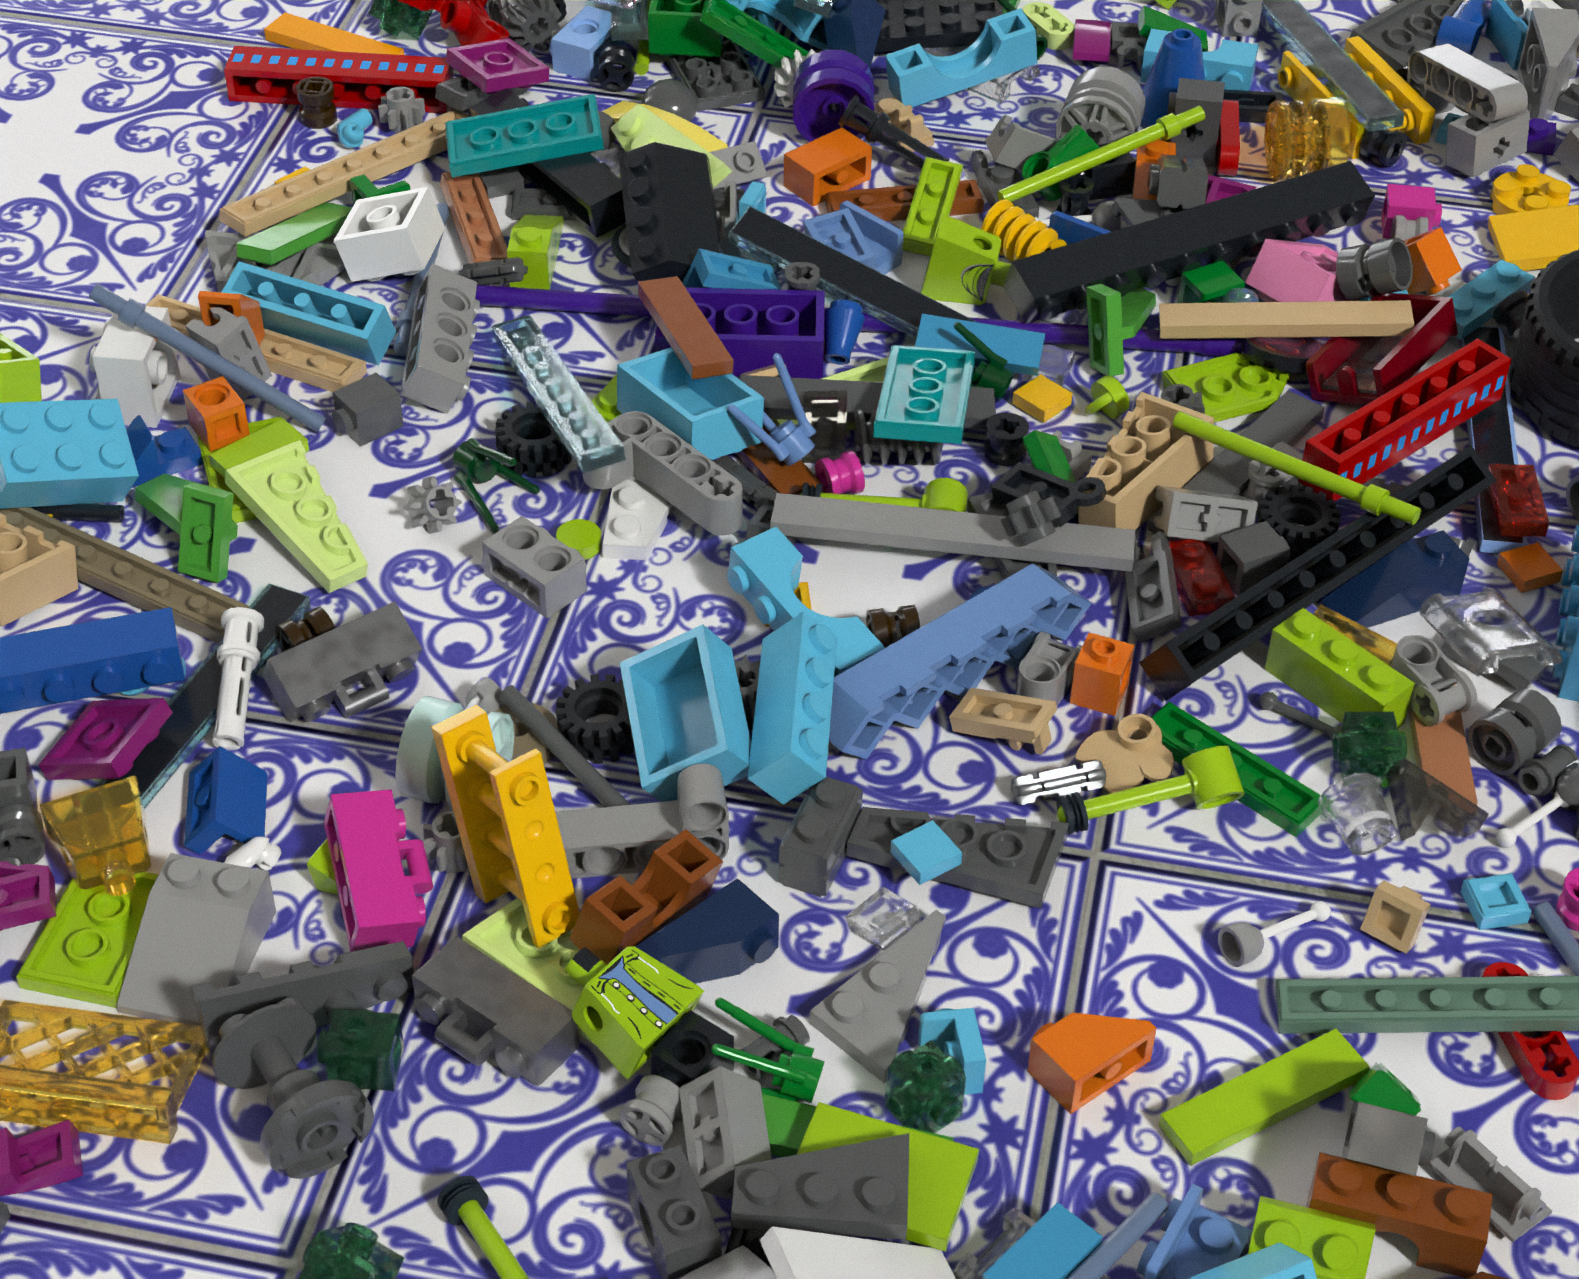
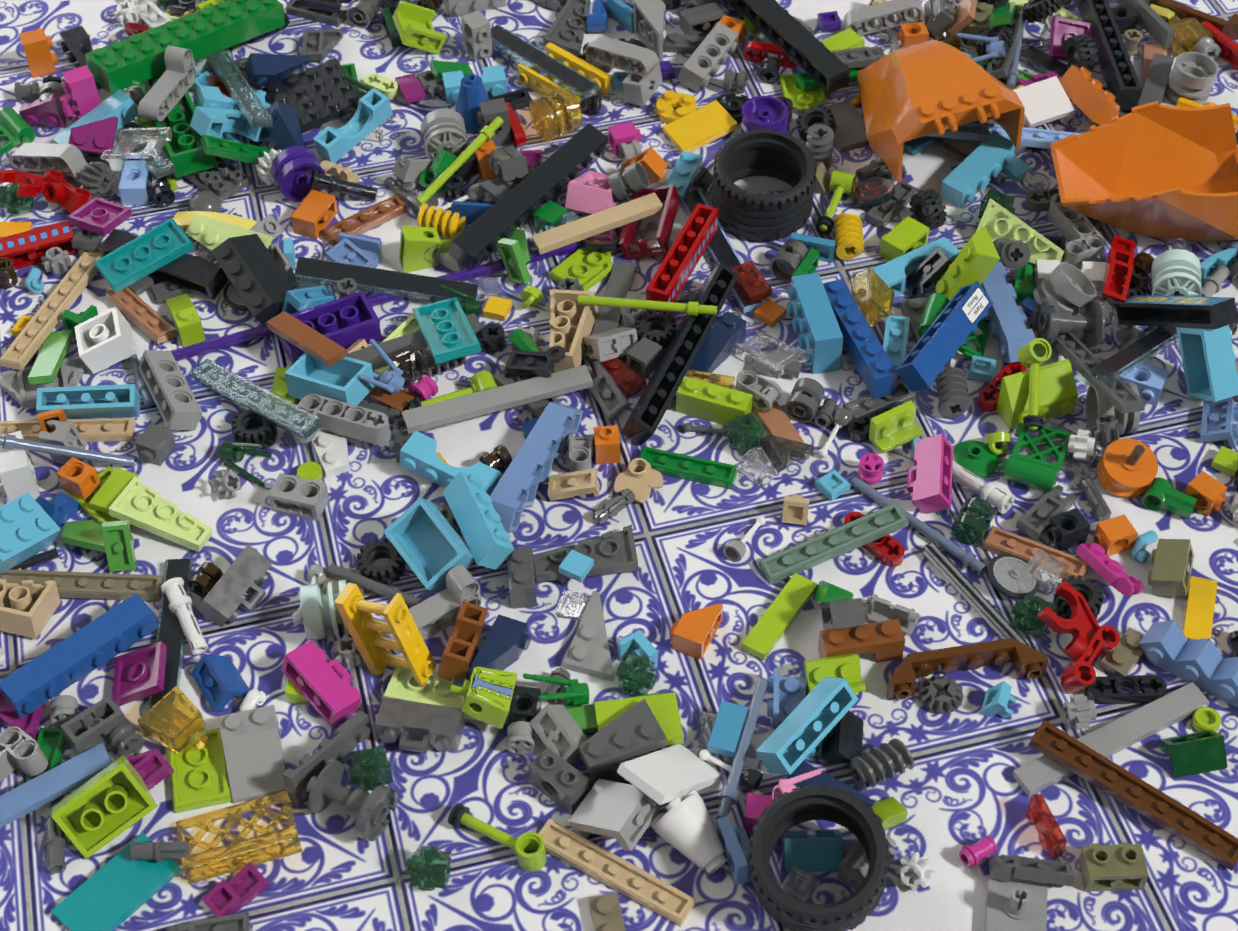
camera: 25 degrees left, 5 degrees up
(495, 271) = (174, 341): dark grey axle -> none
(842, 329) = (380, 306): blue cone -> none
(931, 199) = (383, 218): lime tile -> none
(1018, 346) = (471, 285): dark azure tile -> none
(1030, 517) = (537, 378): dark grey gear -> none
(1208, 778) = (681, 477): lime piece -> none

